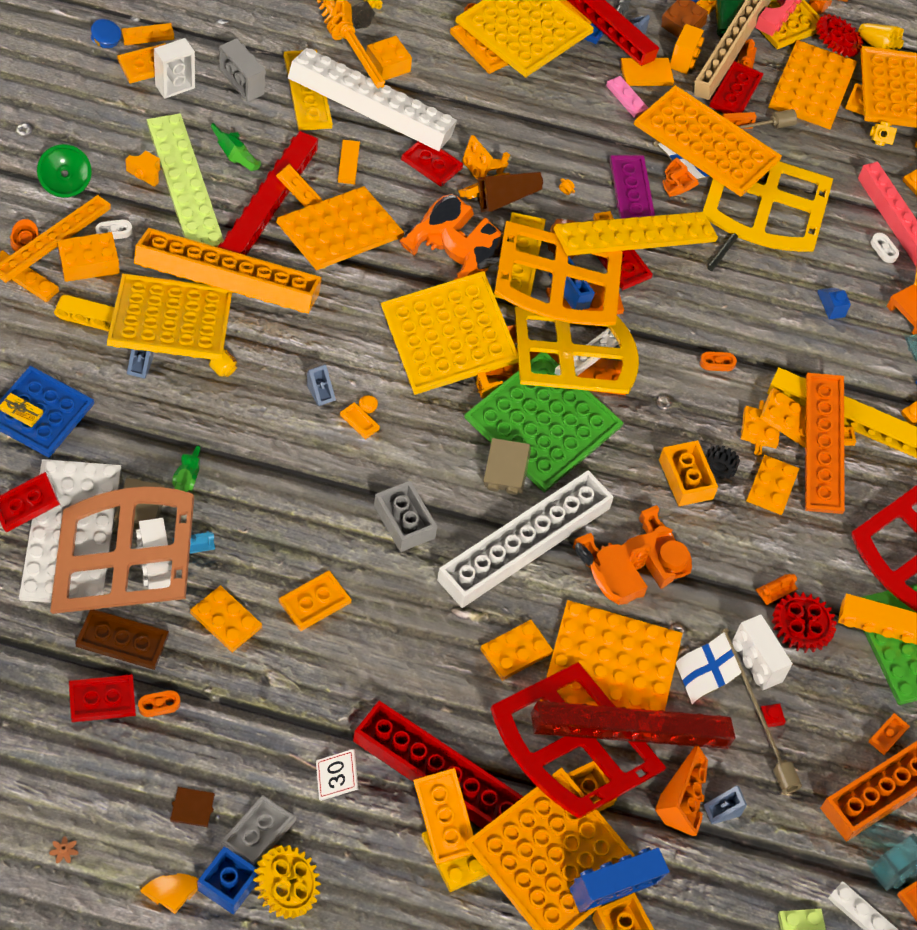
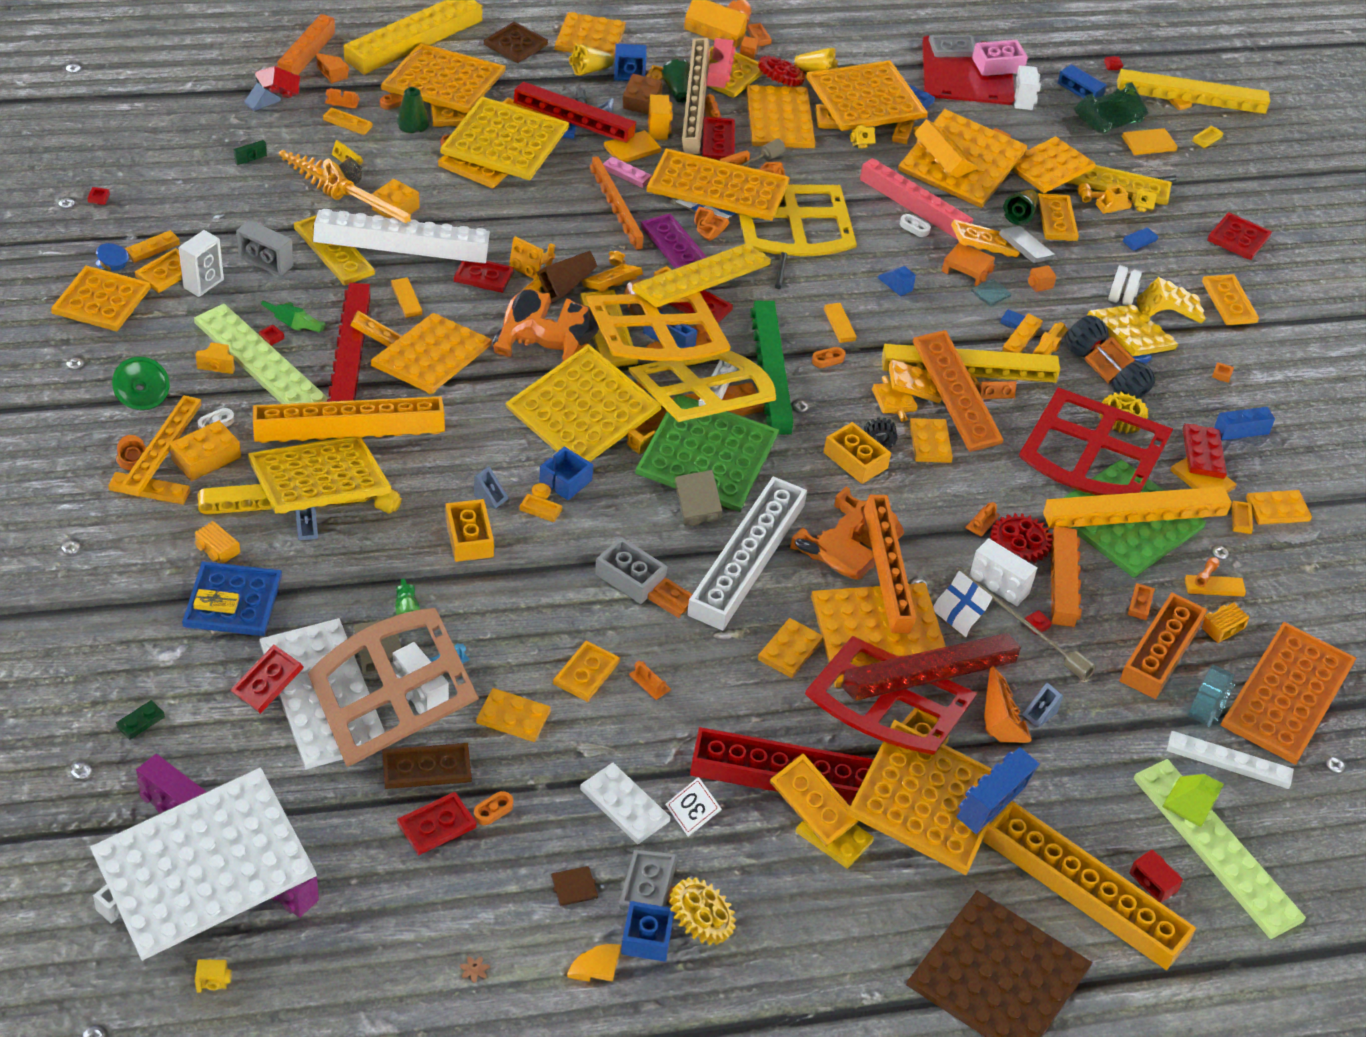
camera: 20 degrees left, 10 degrees down
(52, 351) = (216, 543): none -> light orange brick
(76, 72) = (101, 298): none -> light orange plate
(206, 160) = (271, 335): none -> red plate
(278, 421) = (469, 530): none -> light orange brick
(279, 745) = (625, 803): none -> white plate
(366, 633) = (649, 680): none -> orange hinge
(401, 398) = (566, 473): none -> blue piece
(429, 556) = (670, 597): none -> orange plate
(550, 206) = (612, 277): none -> light orange plate
(597, 130) = (618, 205): none -> orange plate
(649, 604) = (889, 564): none -> orange brick
(656, 352) = (772, 362): none -> green brick
(750, 327) = (840, 322): none -> light orange tile
(772, 140) = (773, 167): none -> orange bracket
(824, 679) = (1064, 577): none -> orange brick
(869, 455) = (997, 389): none -> orange hinge

